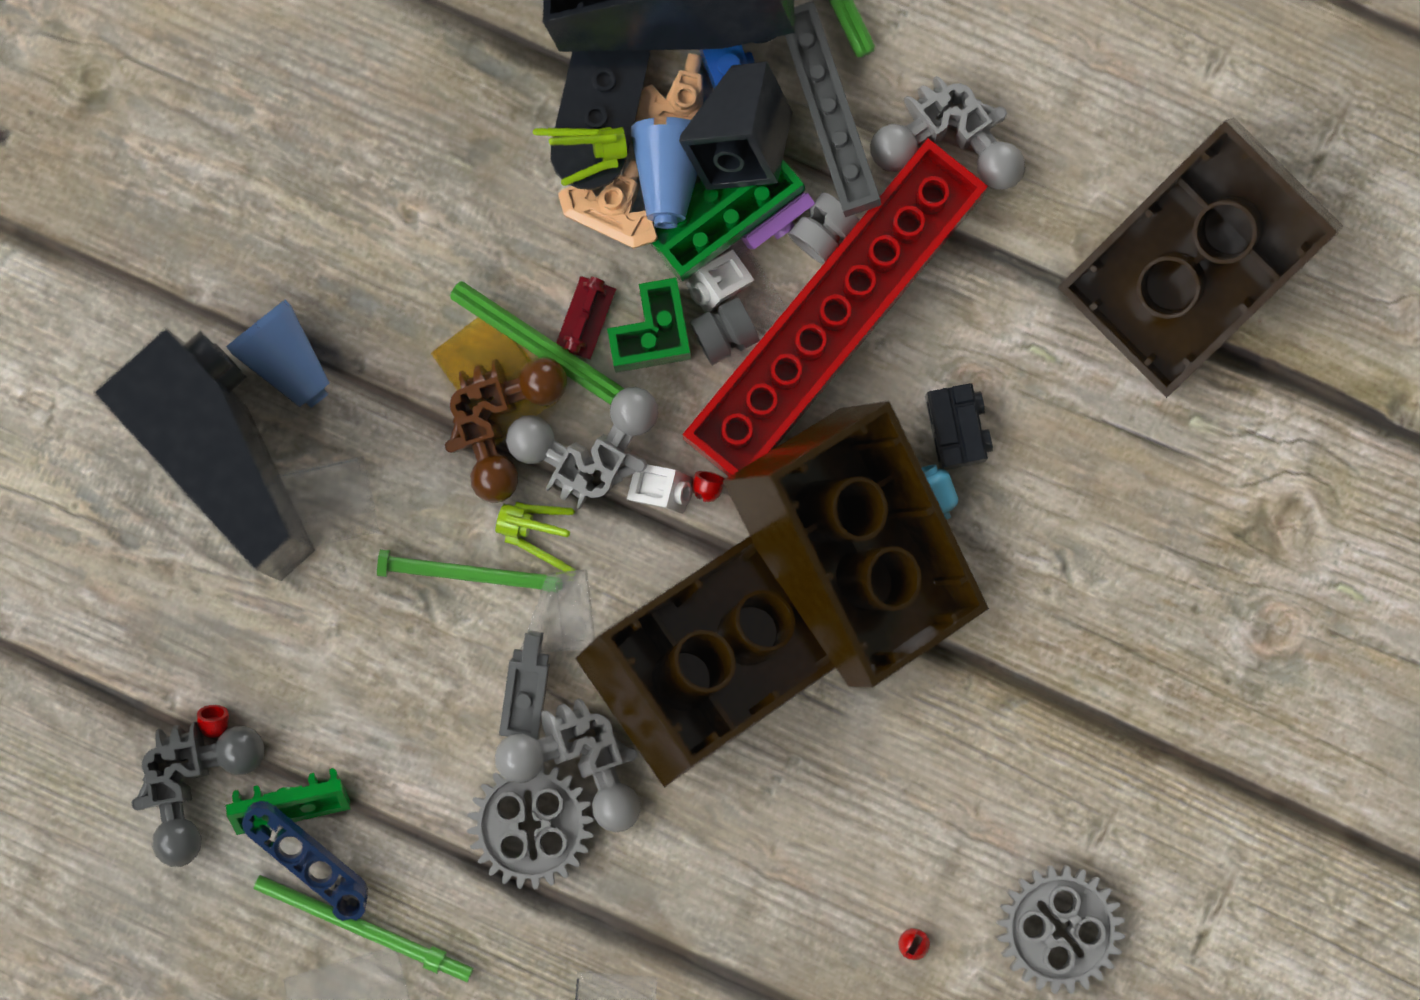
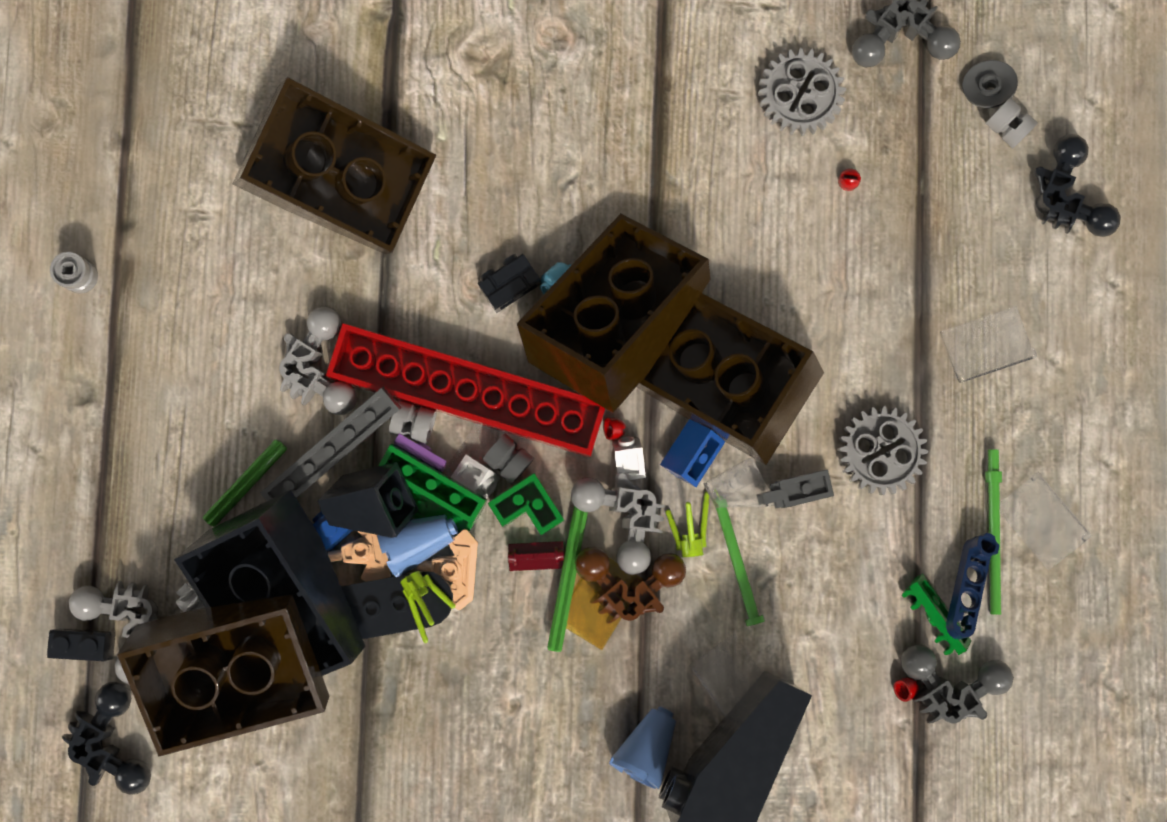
camera: 120 degrees left, 0 degrees up
(521, 759) = (844, 471): light grey piece -> none
(630, 569) = (692, 453): none -> blue brick

